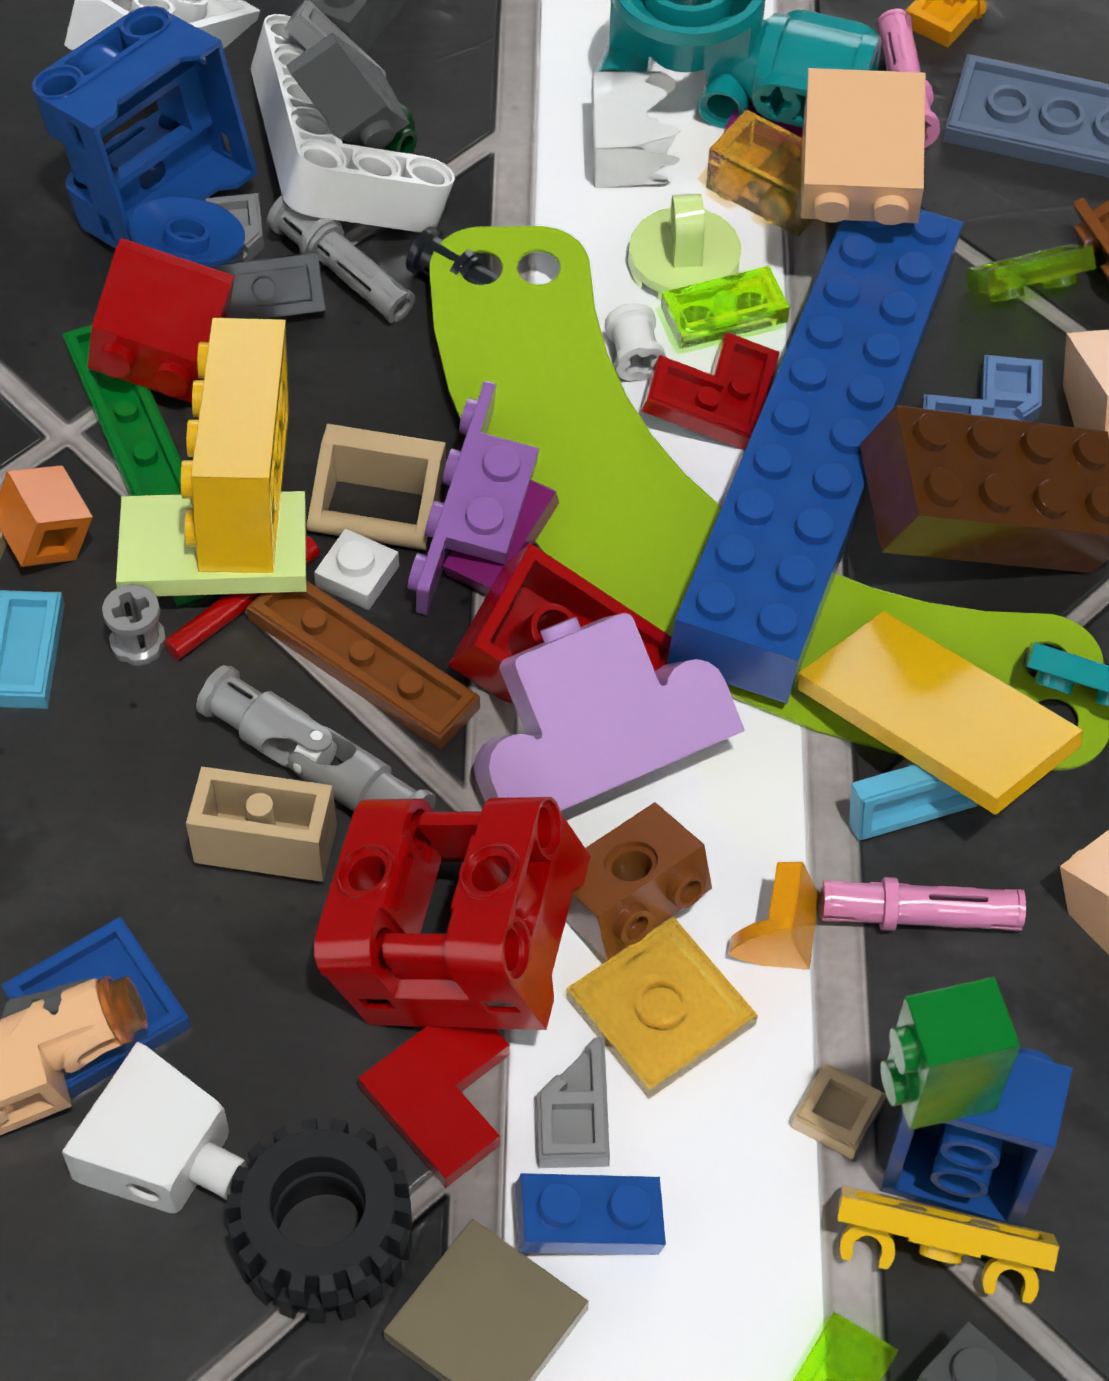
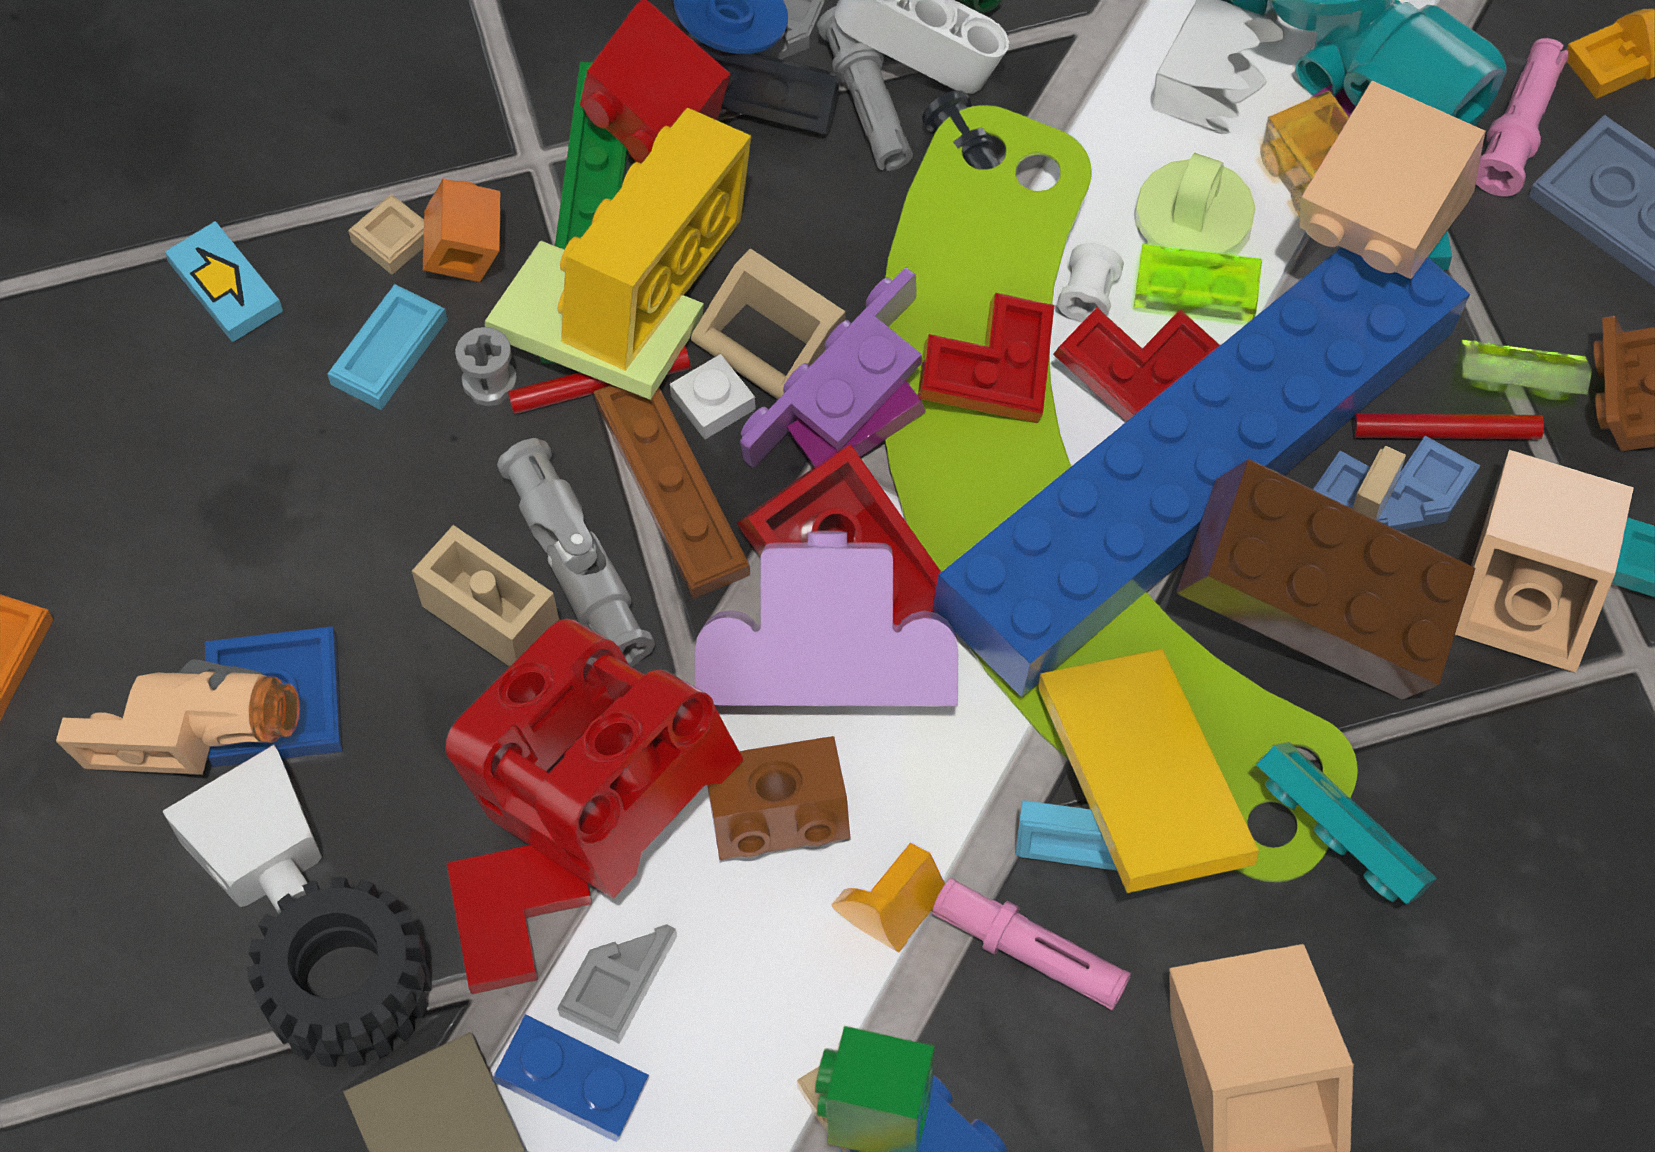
camera: 30 degrees right, 5 degrees up
(607, 443) = (1002, 376): none -> red tile
(661, 1007) = (744, 925): clear yellow tile -> none
(983, 392) = (1379, 483): none -> tan tile
(994, 341) = (1448, 426): none -> red bar

